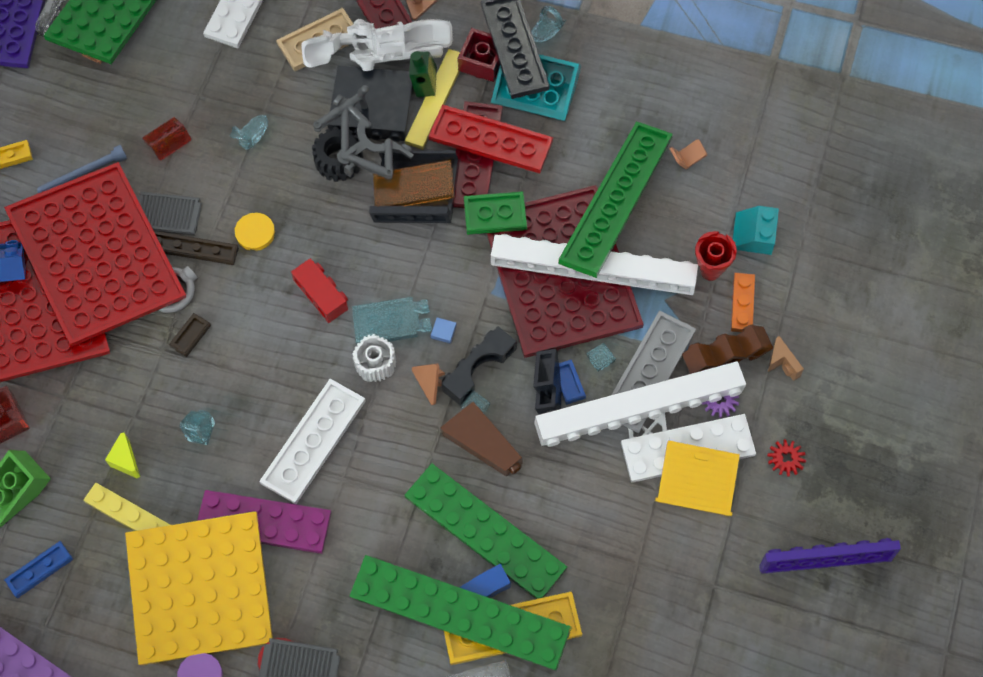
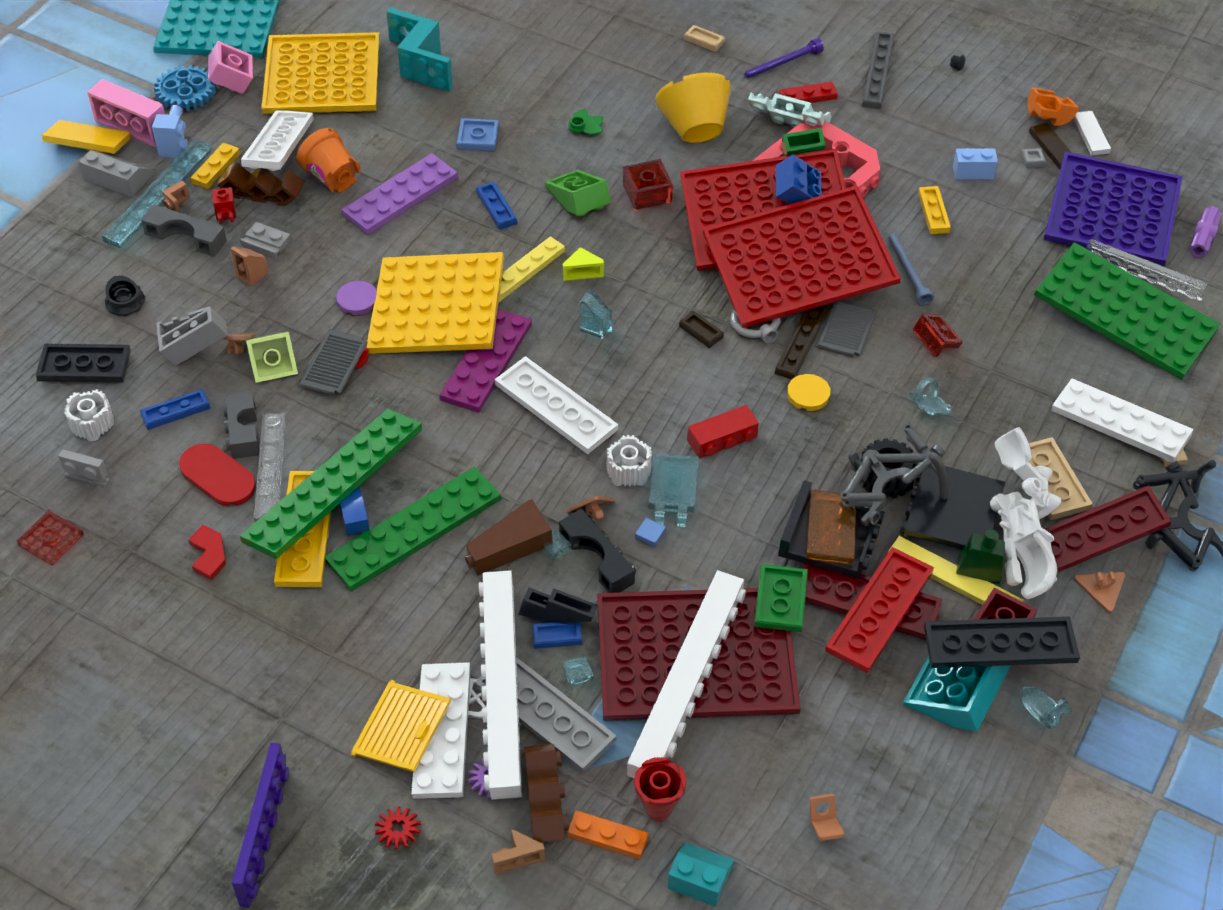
camera: 100 degrees right, 15 degrees down
(615, 200) = (772, 715): green plate -> none

